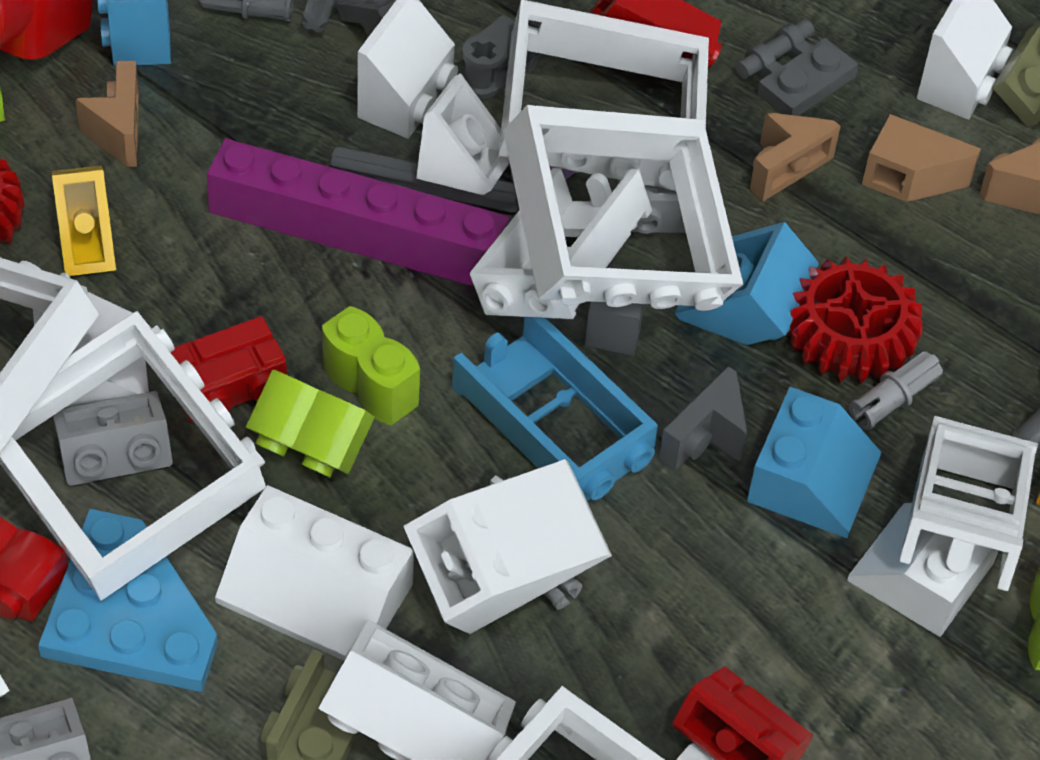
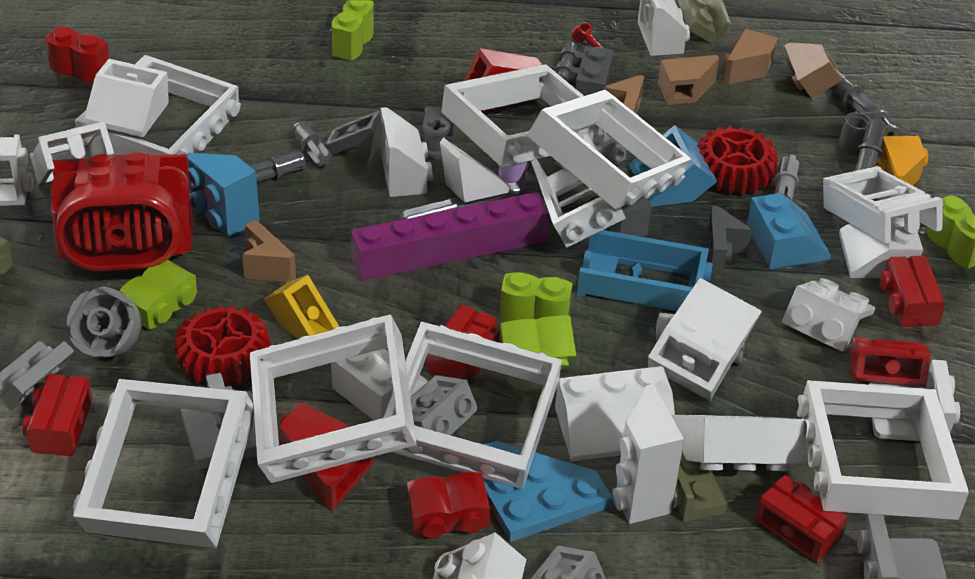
camera: 35 degrees left, 10 degrees down
(247, 651) = (648, 460): none -> white slope
(747, 603) = (826, 312): none -> white bracket
(844, 25) = (584, 33): none -> red hand
(896, 653) = (912, 291): none -> red brick

